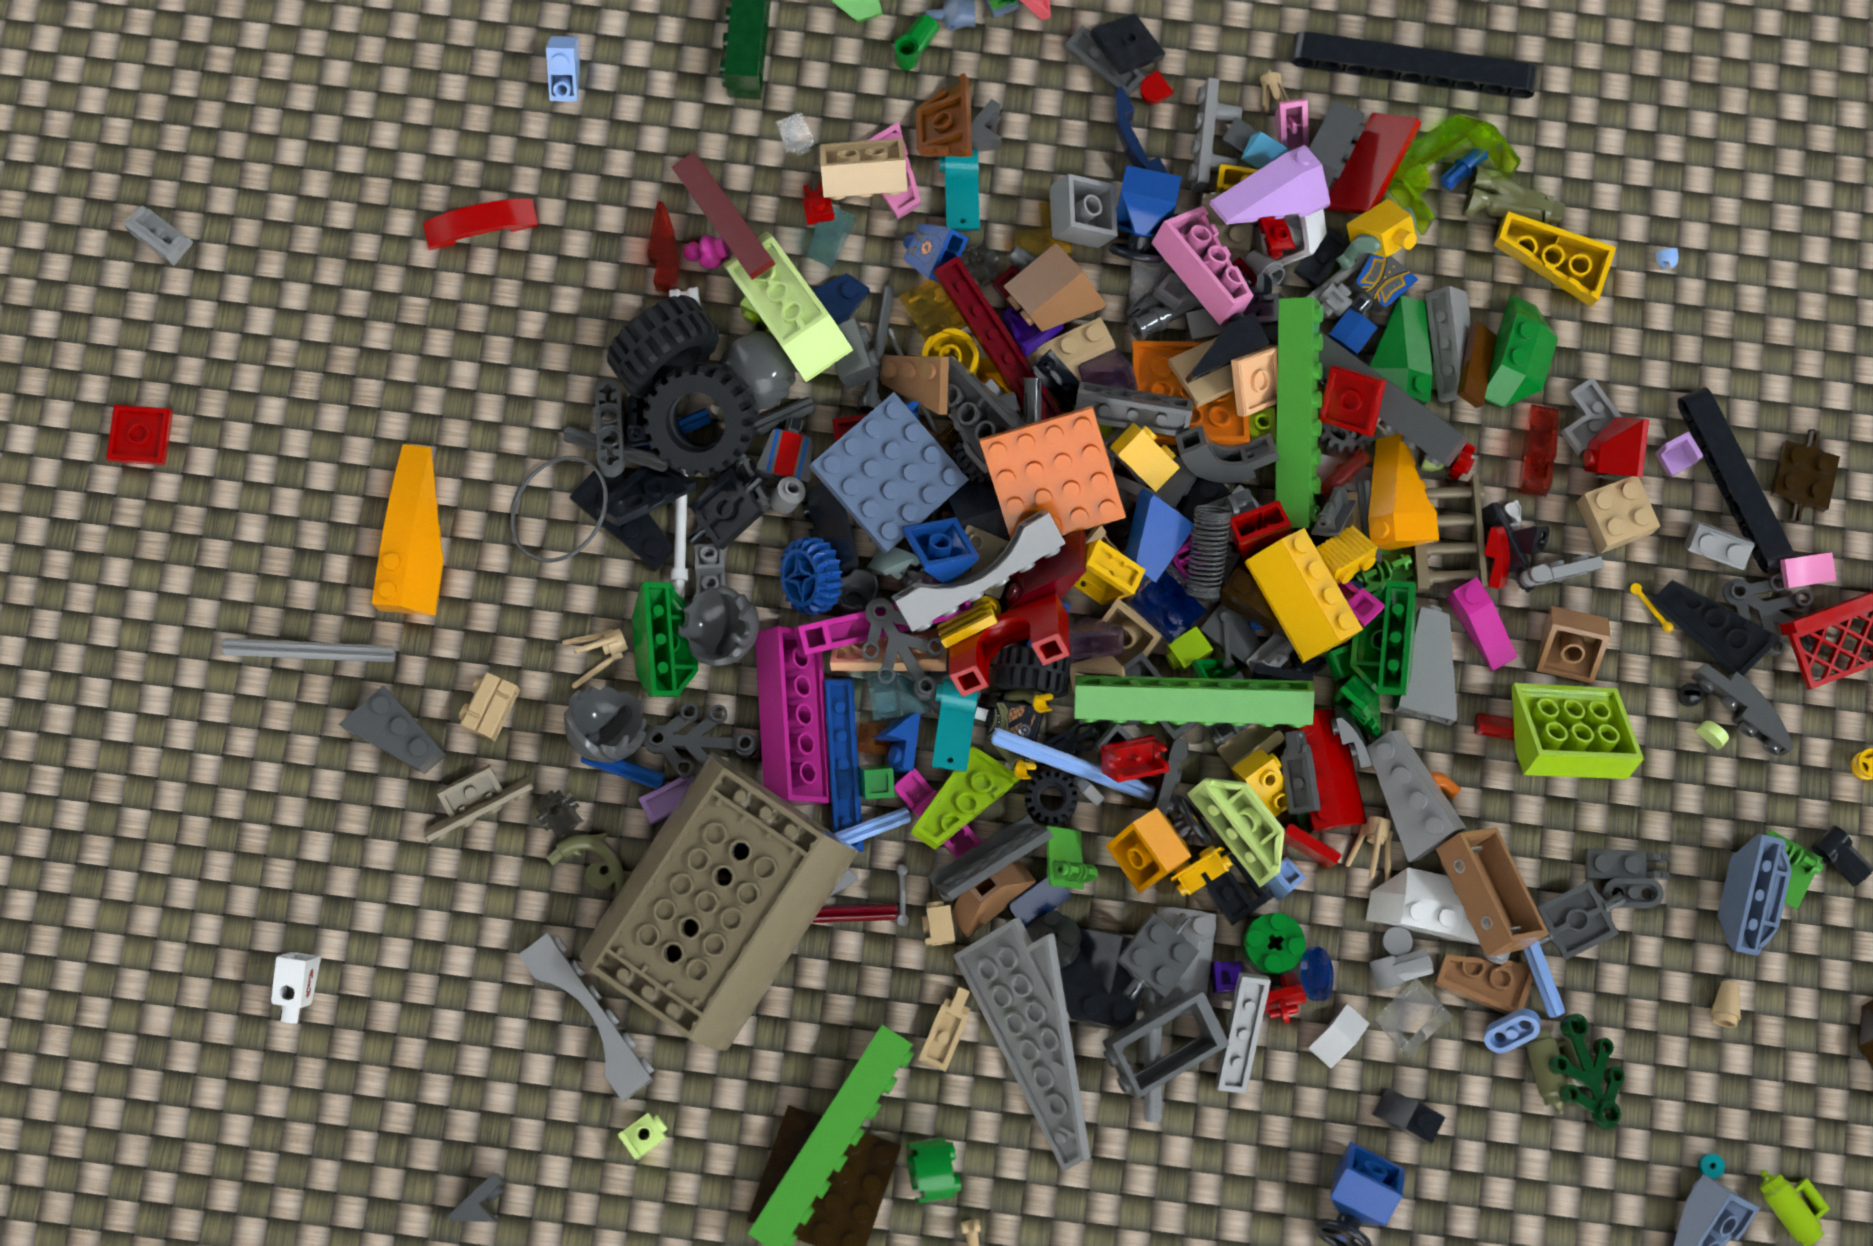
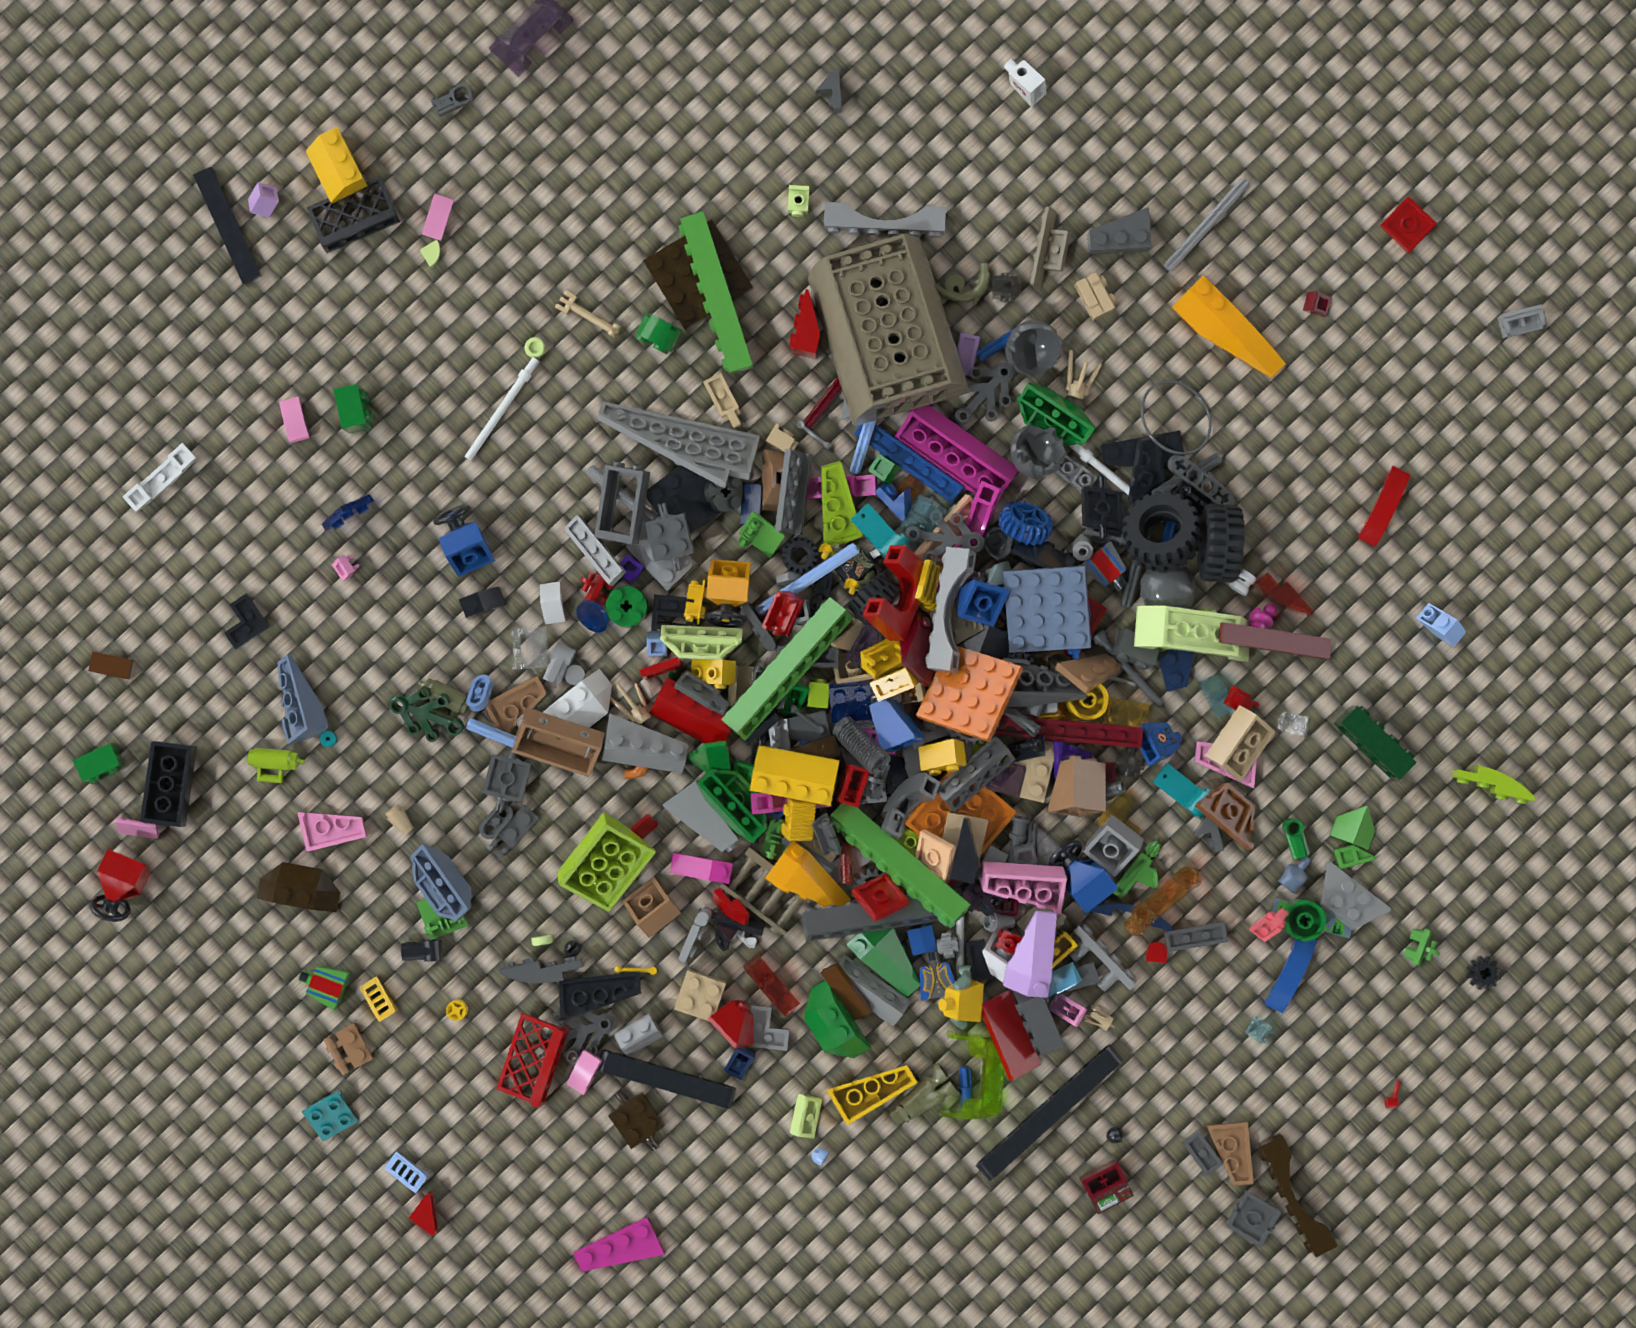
camera: 130 degrees right, 10 degrees up
(307, 463) = (1317, 303): none -> dark red slope
(793, 993) = (807, 334): none -> red slope
(1084, 165) = (1139, 871): none -> bright green piece
(1093, 609) = (881, 658): none -> yellow hinge
(1098, 116) = (1162, 900): none -> clear orange plate
(1127, 44) = (1195, 957): black plate -> none
(1351, 733) = (695, 742): dark grey slope -> none
(1463, 462) = (798, 935): red plate -> none
(1639, 306) = (806, 1116): none -> yellowish green slope
(1650, 410) = (740, 1062): none -> dark blue slope
(1678, 454) = (705, 1059): lavender panel -> none
(1809, 1076) = (329, 830): none -> bright pink wing

